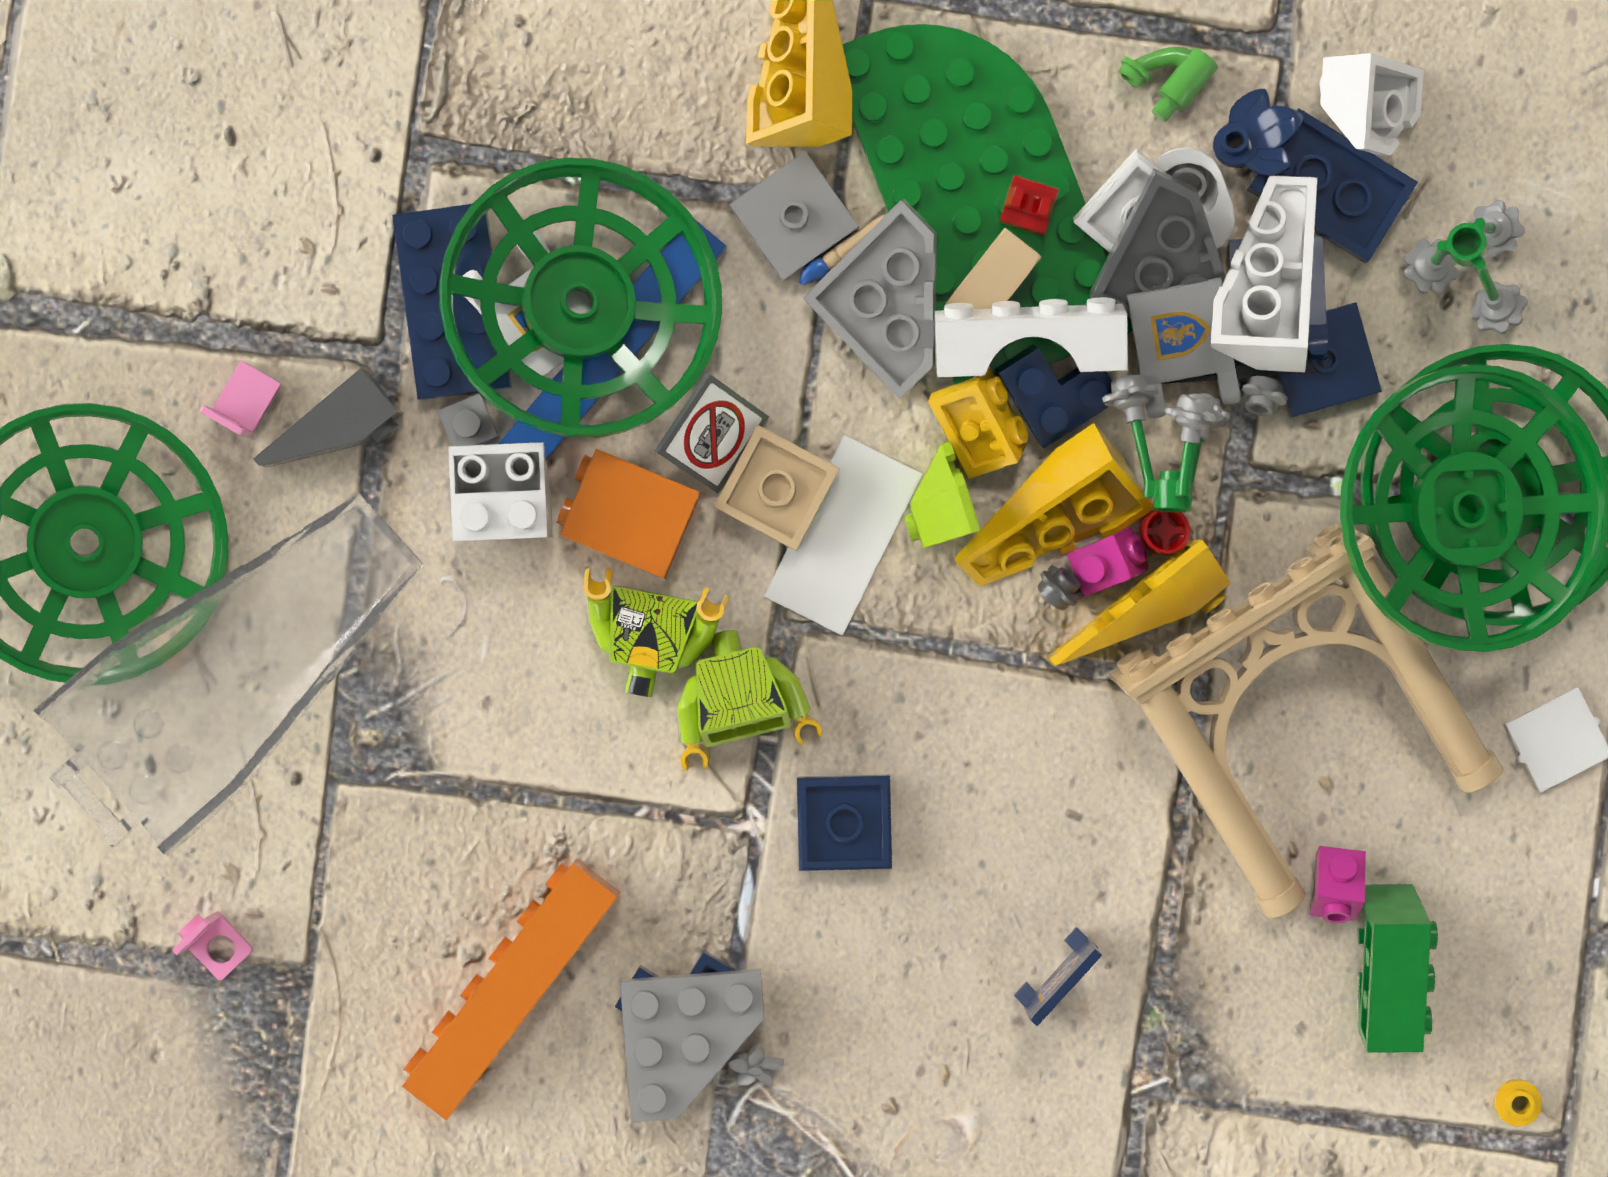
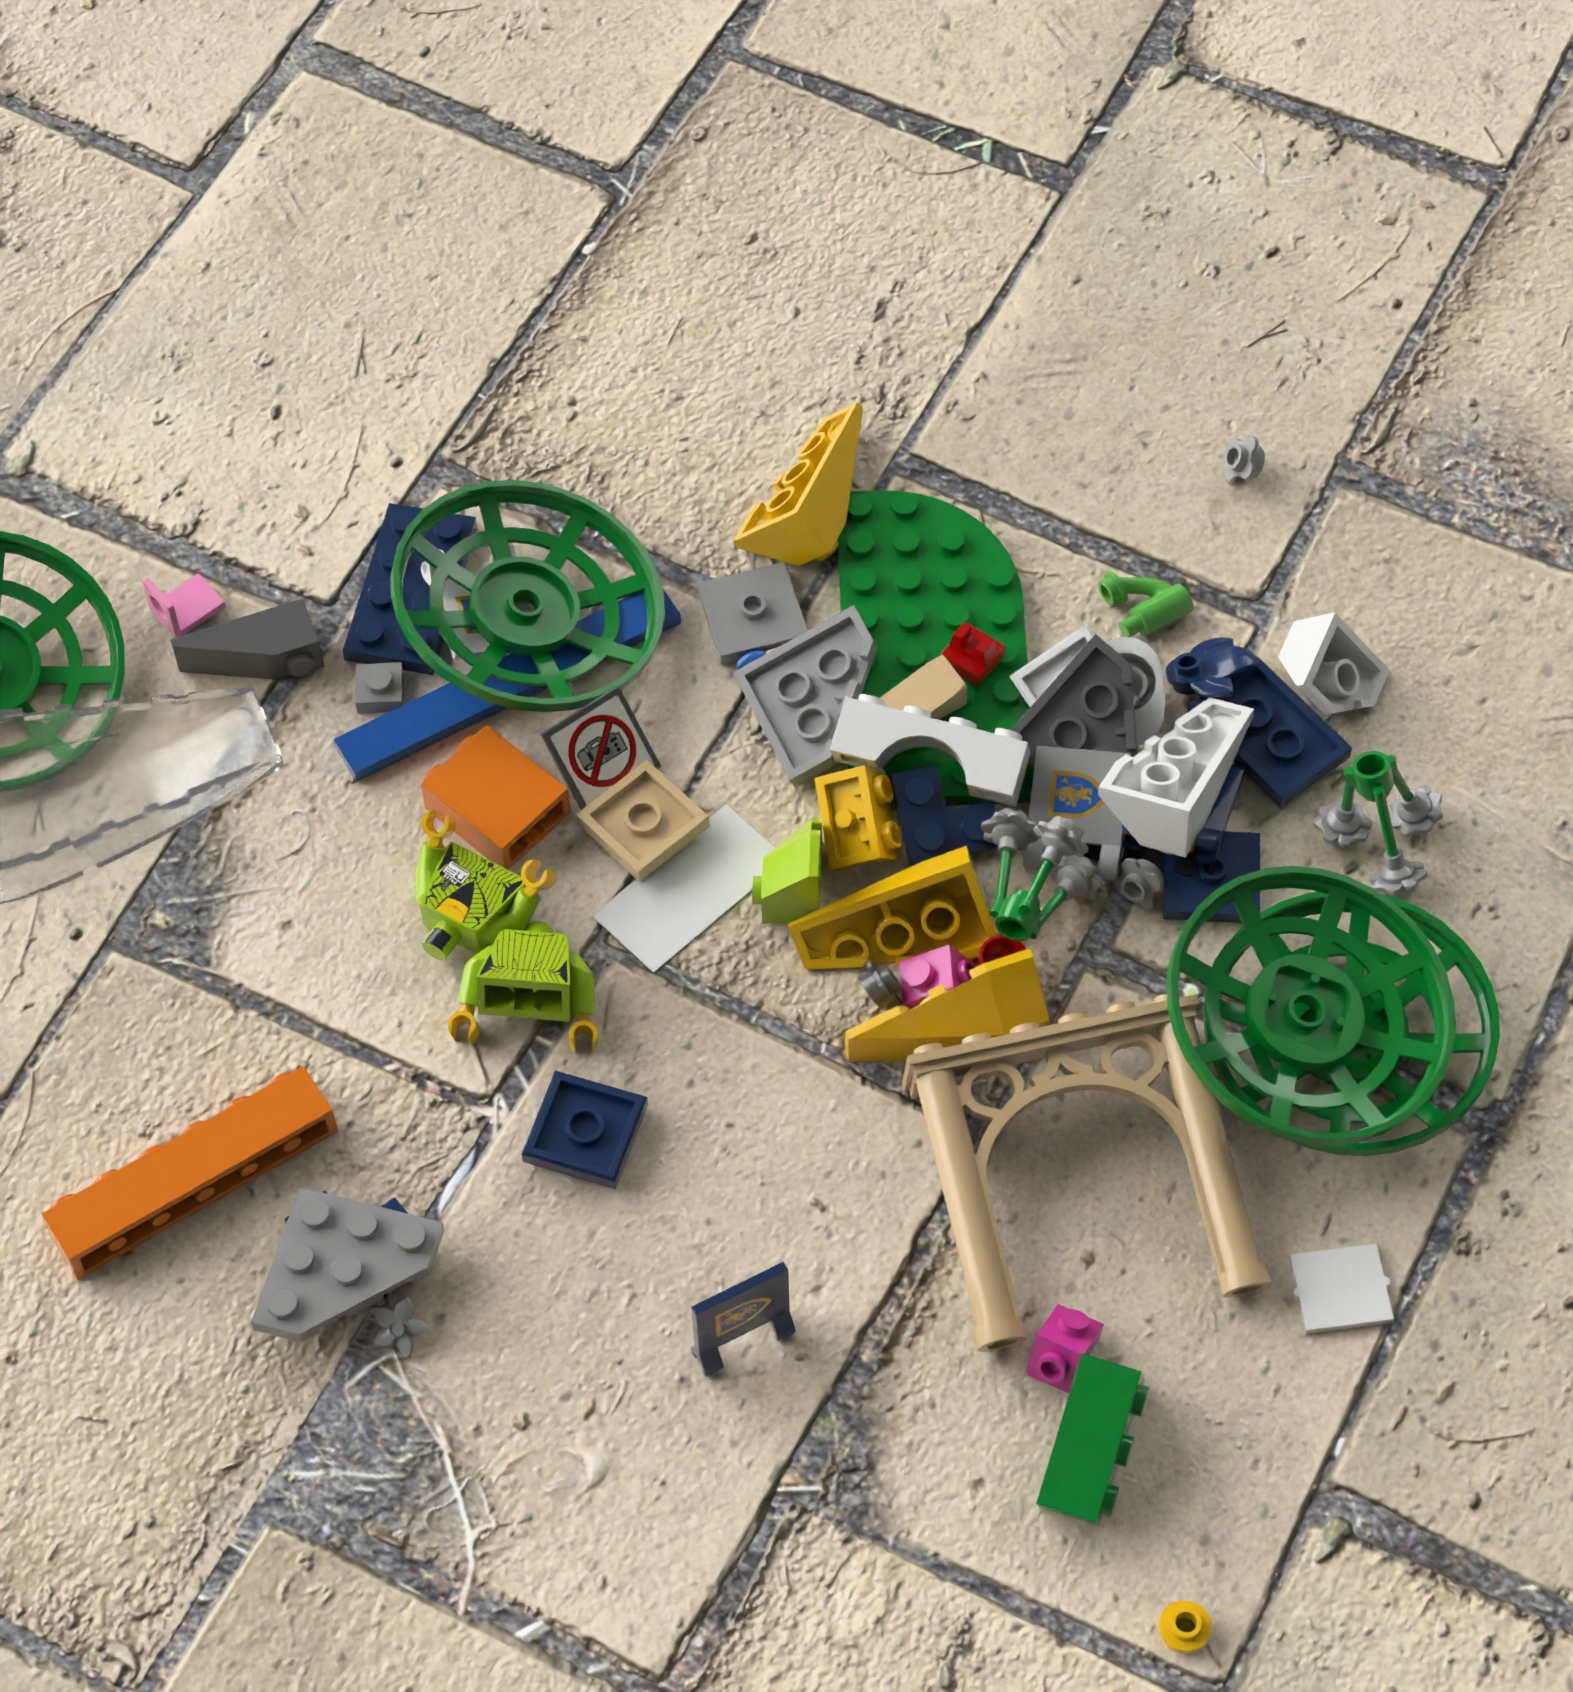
camera: 25 degrees right, 30 degrees down
(499, 492) = (381, 733): white slope -> none

